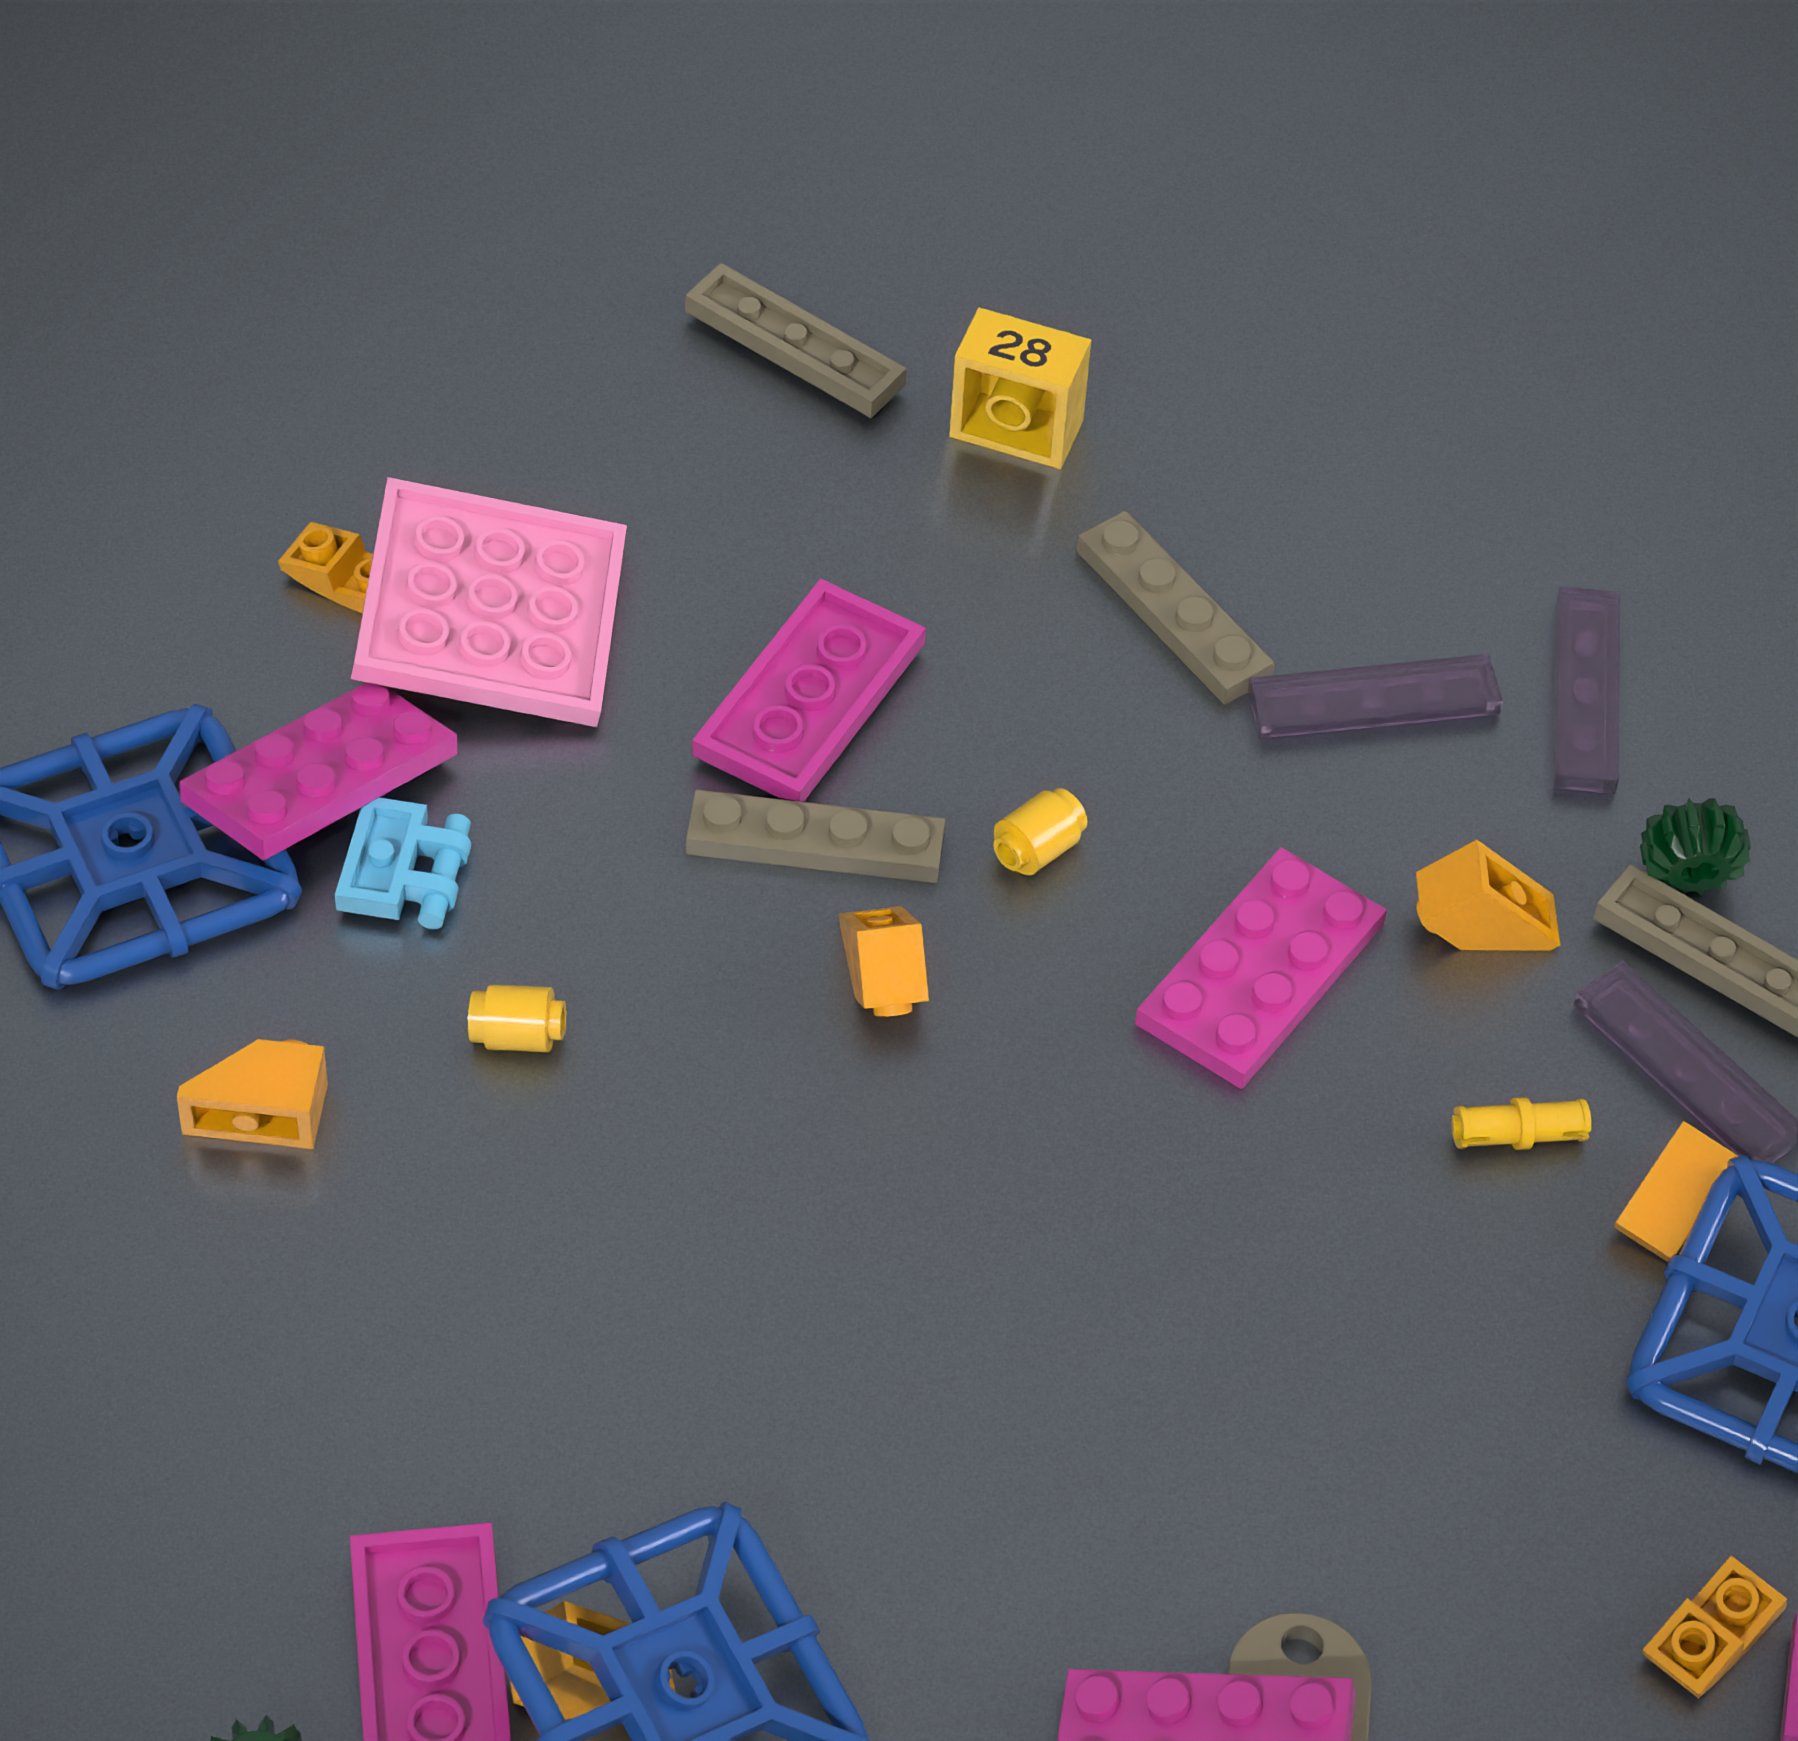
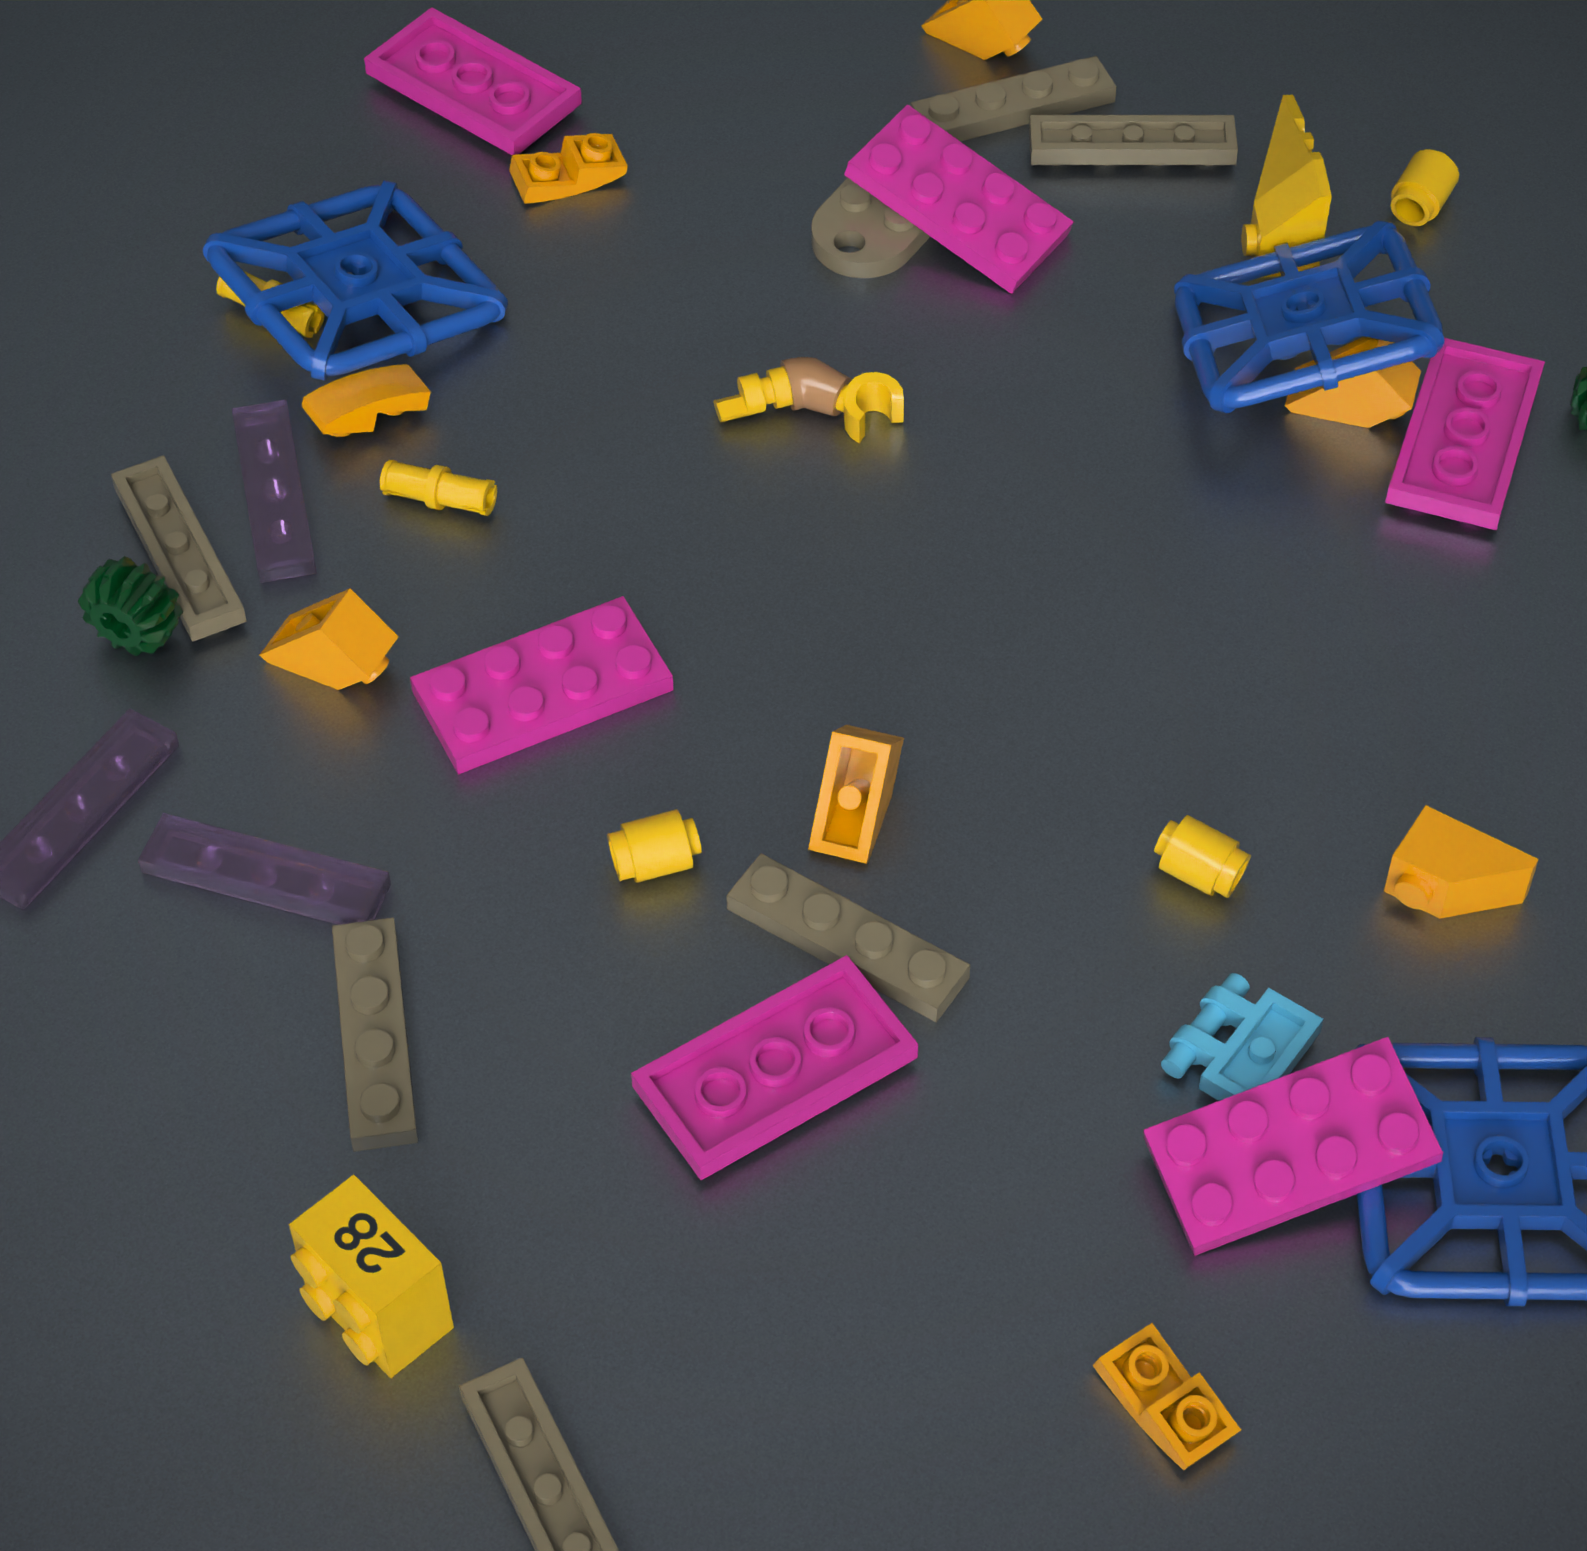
camera: 150 degrees left, 0 degrees up
(490, 602) = (1045, 1268): bright pink plate -> none
(1200, 1407) = (817, 387): none -> yellow piece

